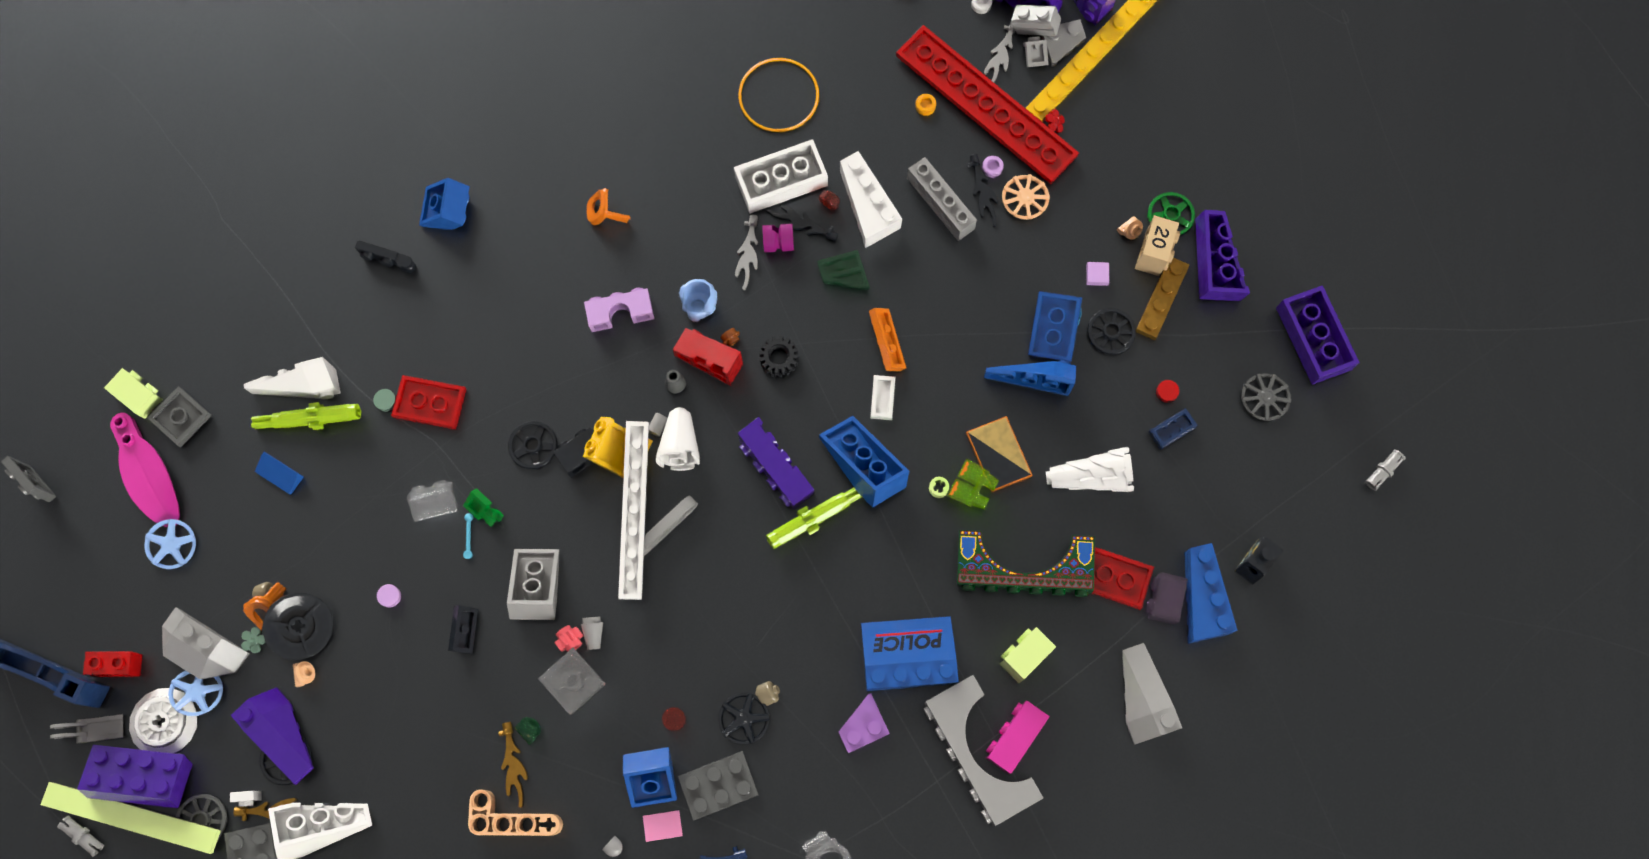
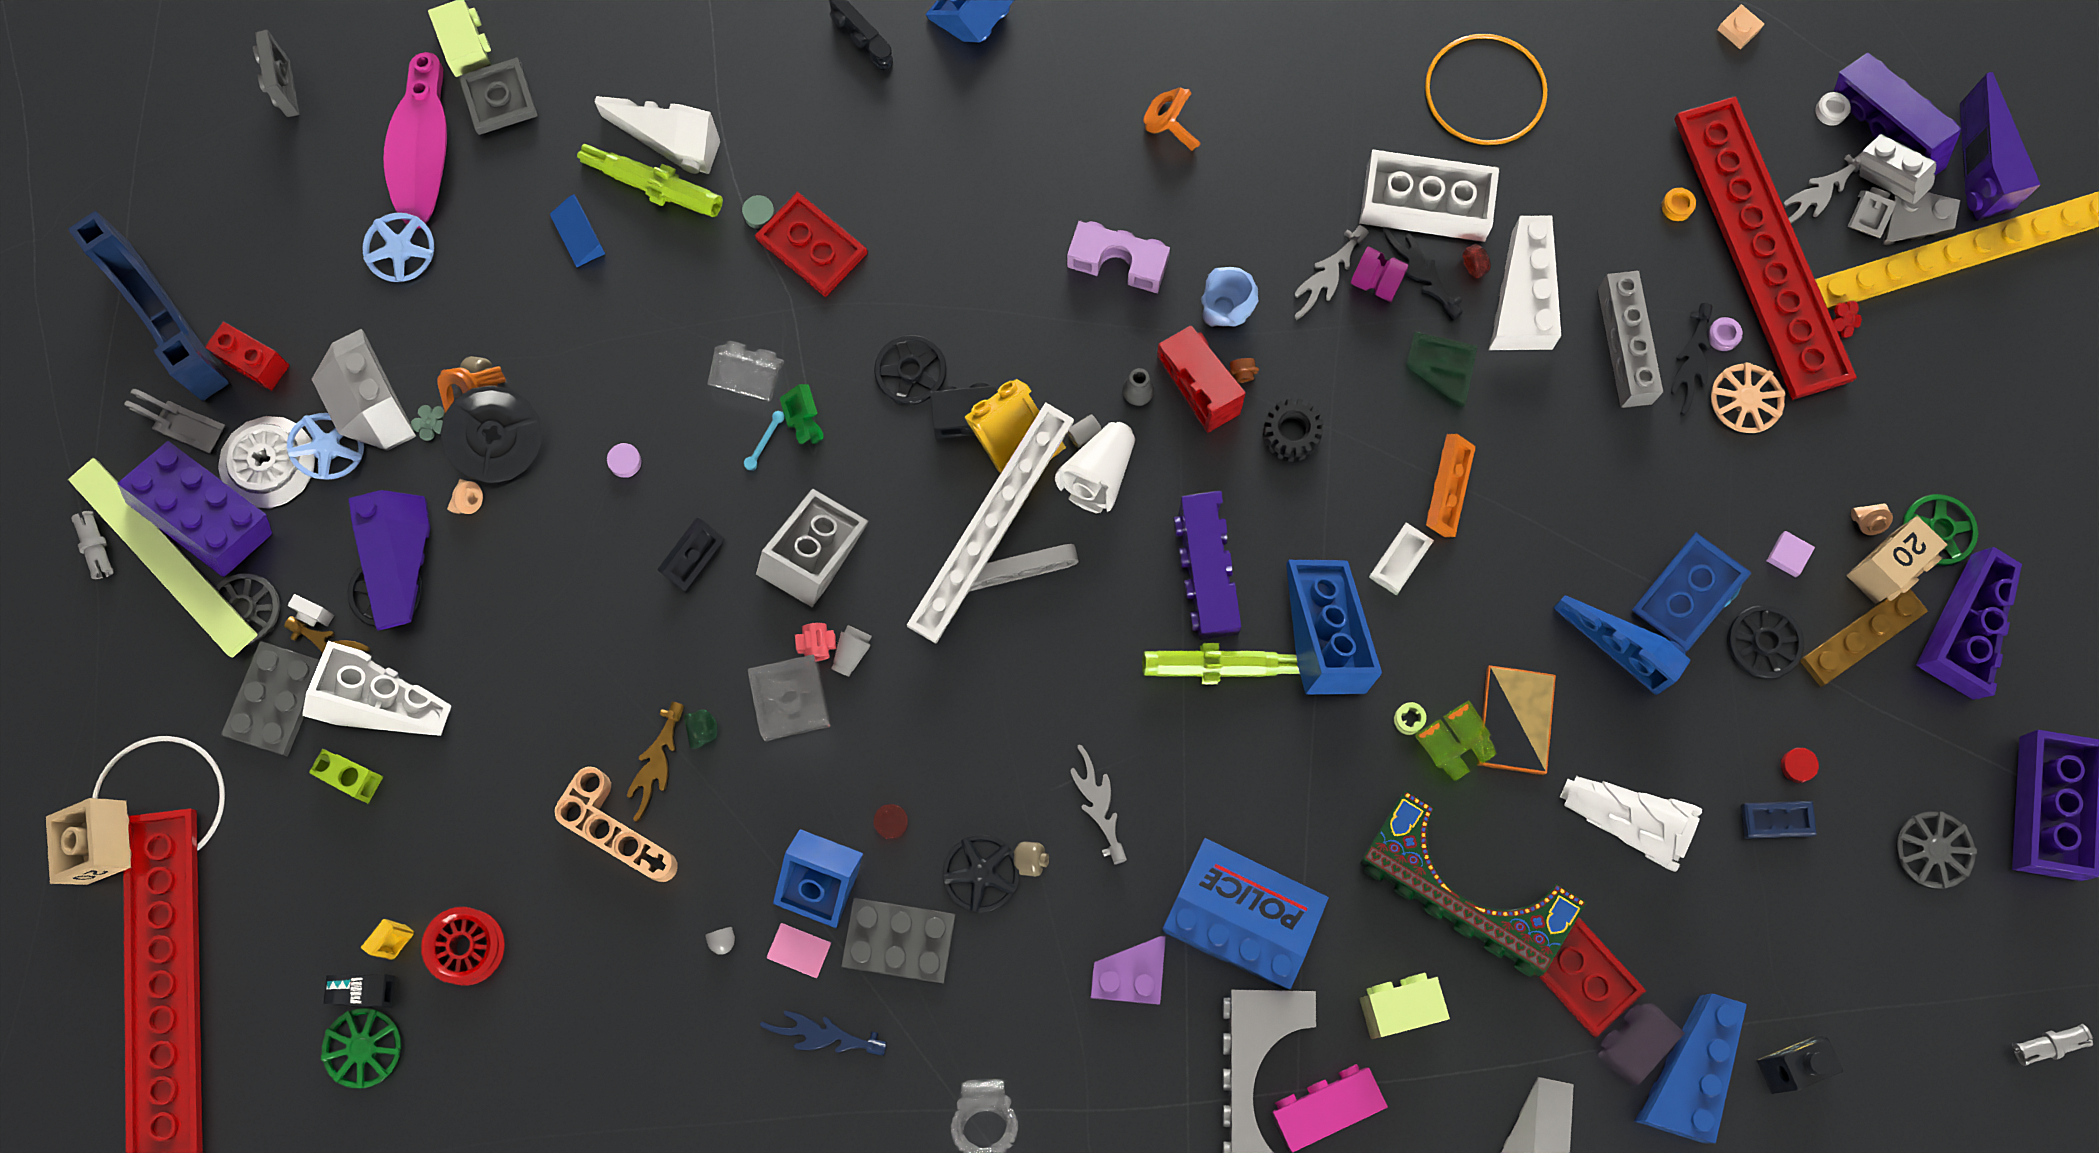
camera: 30 degrees right, 0 degrees up
(789, 635) = (1100, 798): none -> light grey piece

